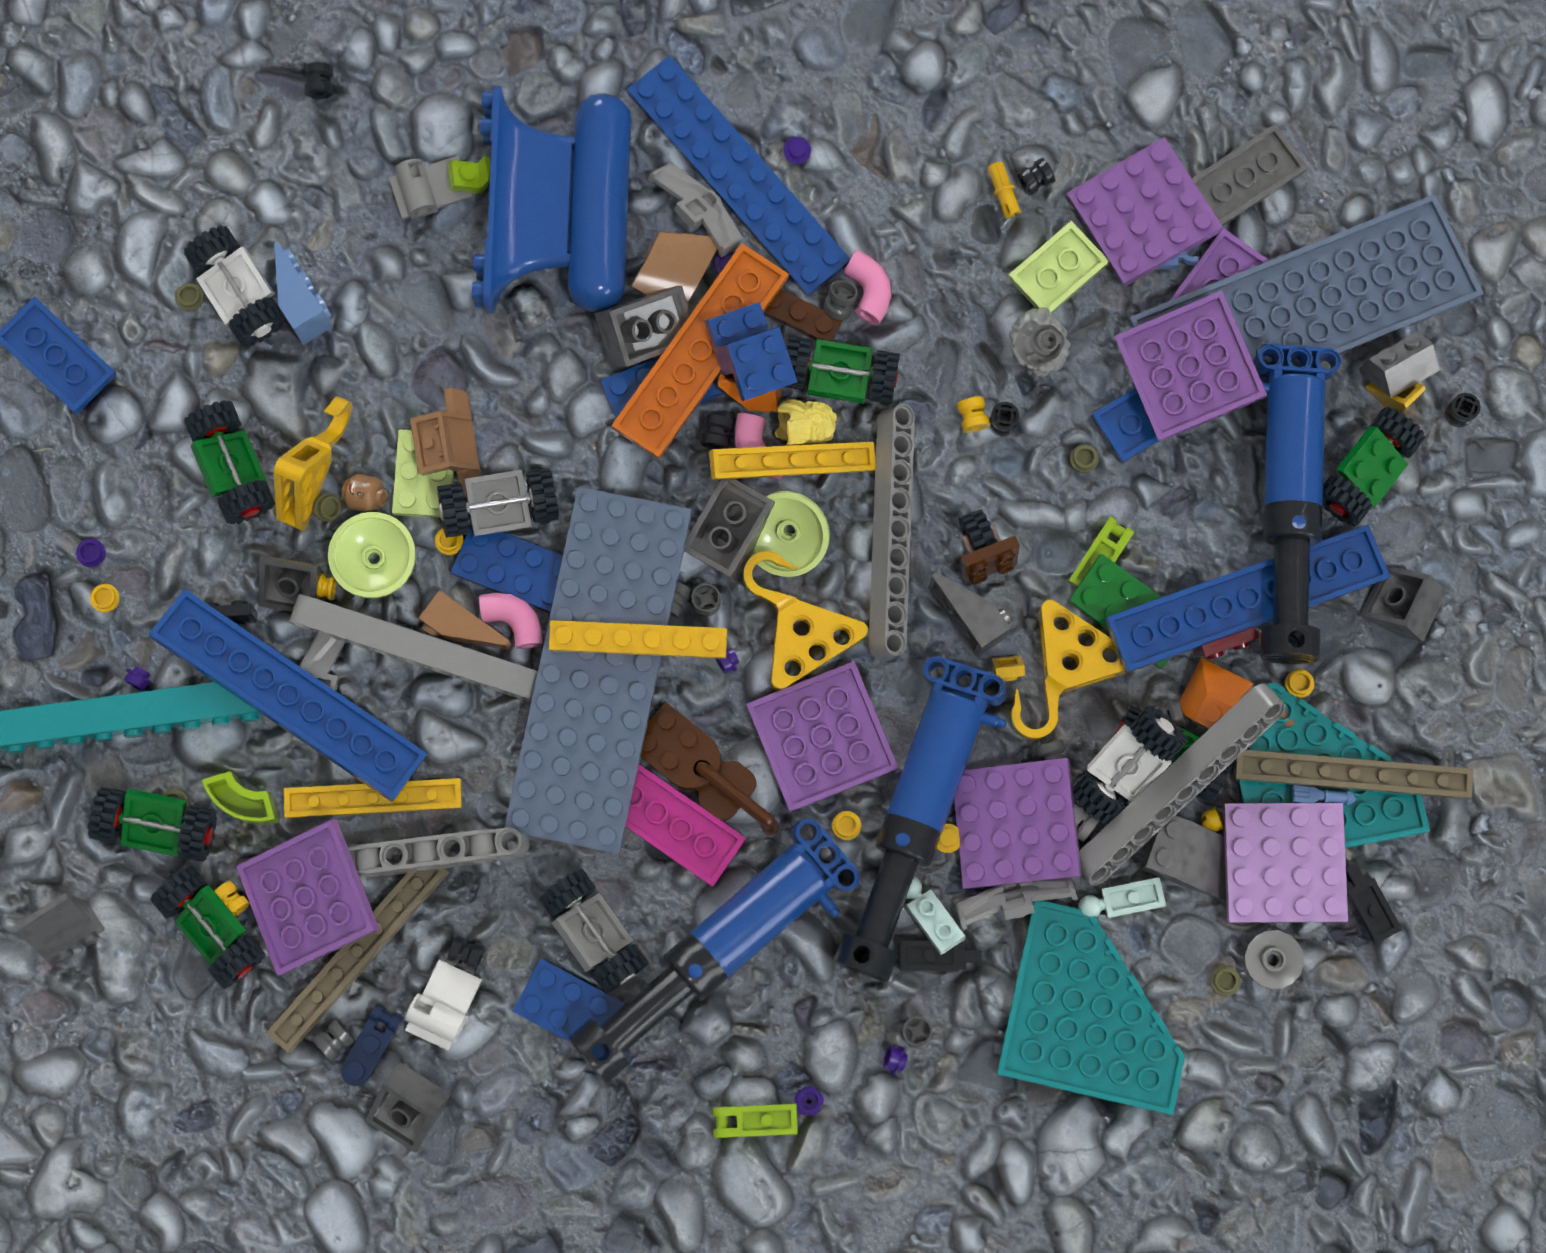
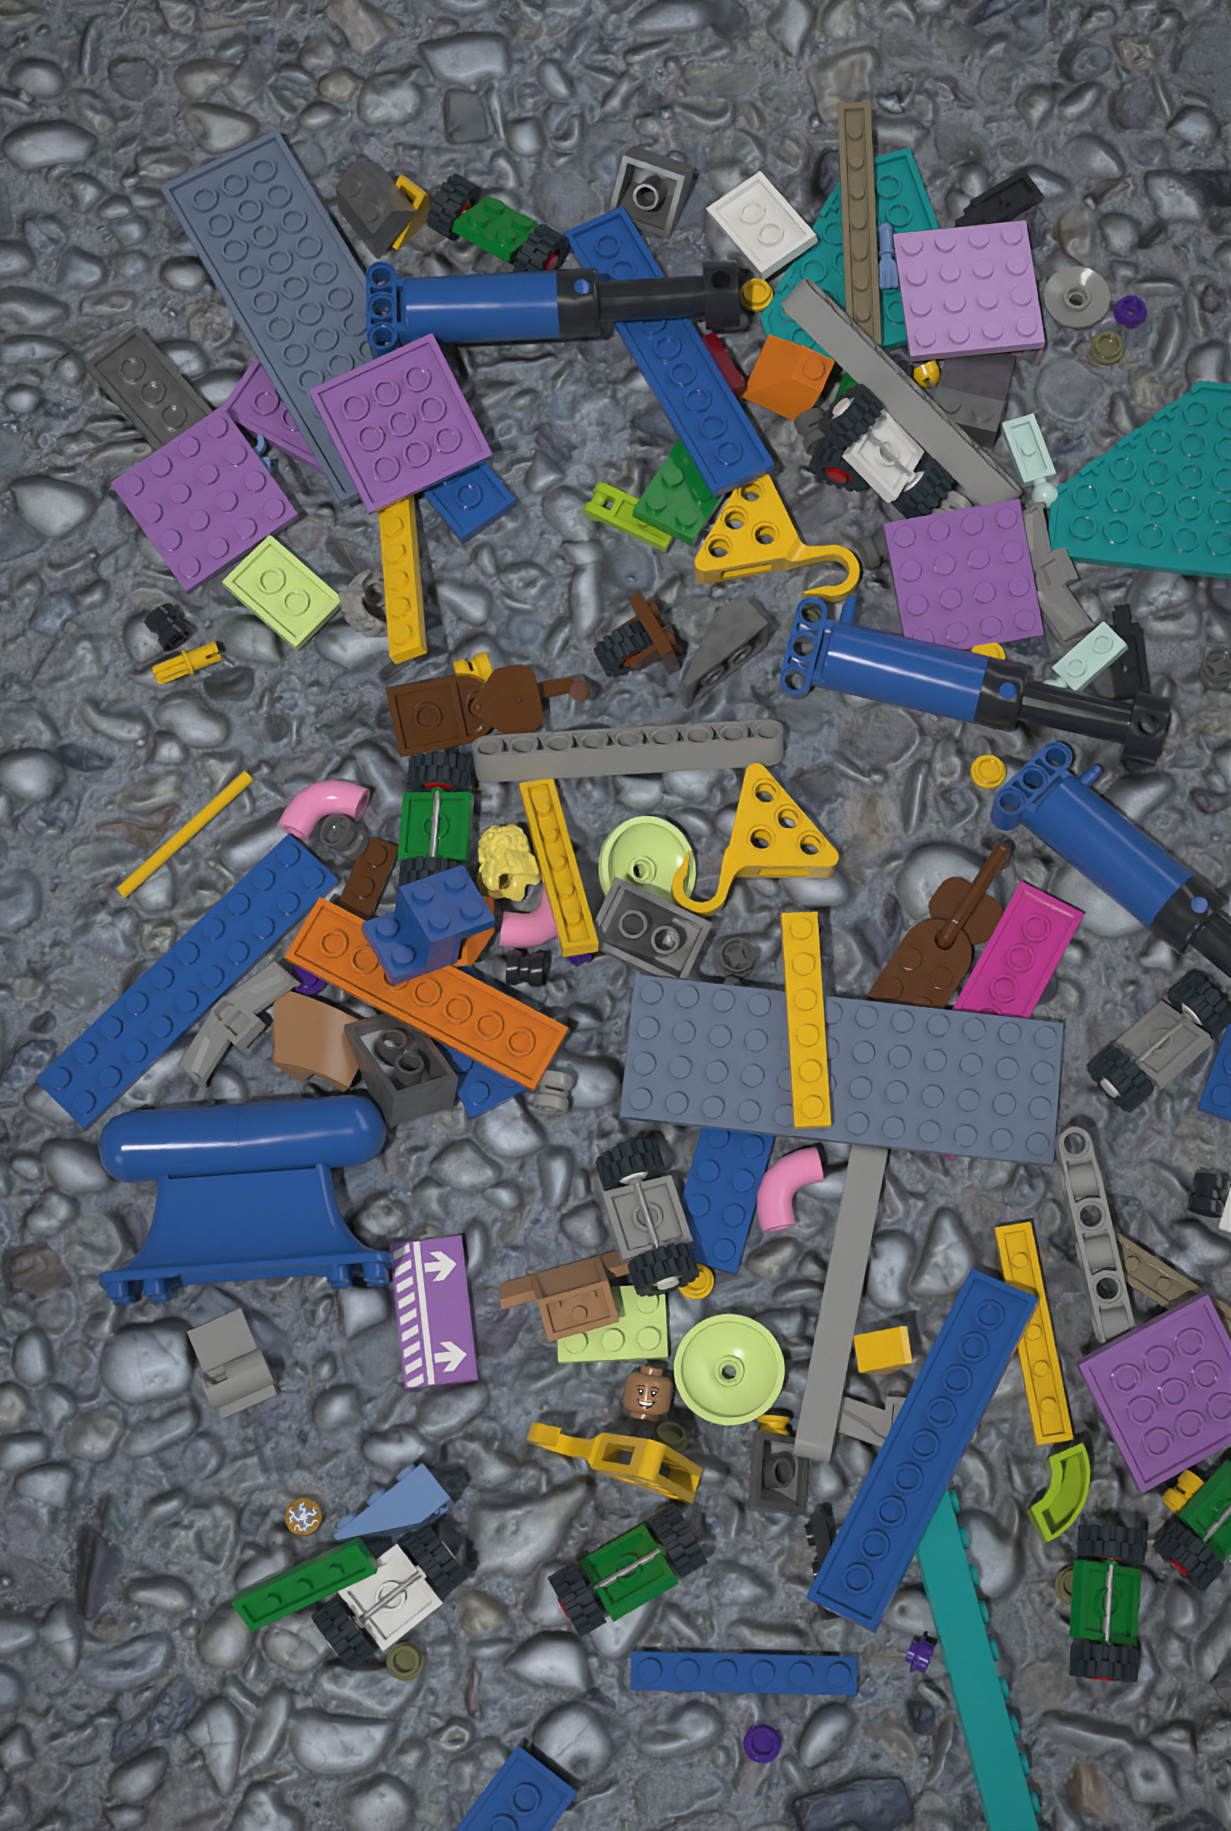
camera: 90 degrees left, 5 degrees down
(104, 598) = (819, 1716): yellow plate -> none
(145, 545) = (743, 1673): none -> blue plate
(251, 224) = (305, 1584): none -> green plate
(307, 232) = (303, 1517): none -> pearl gold tile
(318, 80) = (96, 1527): black wheel -> none
(368, 671) = (883, 1351): none -> yellow slope
(450, 340) = (434, 1313): none -> medium lavender tile
(457, 624) = (800, 1260): medium nougat slope -> none
(469, 176) = (214, 1308): lime bracket -> none
(605, 445) = (553, 1093): none -> light grey wheel
(797, 150) = (151, 912): dark purple plate -> none
(822, 736) = (887, 808): medium lavender plate -> none
(860, 180) = (184, 834): none -> yellow piece
(939, 381) = (436, 712): none -> reddish brown plate
(1000, 423) = (475, 642): black wheel -> none
(1008, 667) = (777, 606): yellow plate -> none
(1051, 358) = (402, 581): none -> yellow plate
(1084, 459) = (514, 546): olive plate -> none
(1265, 1010) = (1133, 304): none -> dark purple plate
(1362, 692) = (762, 225): none -> white plate
(1457, 414) = (417, 143): black wheel -> none

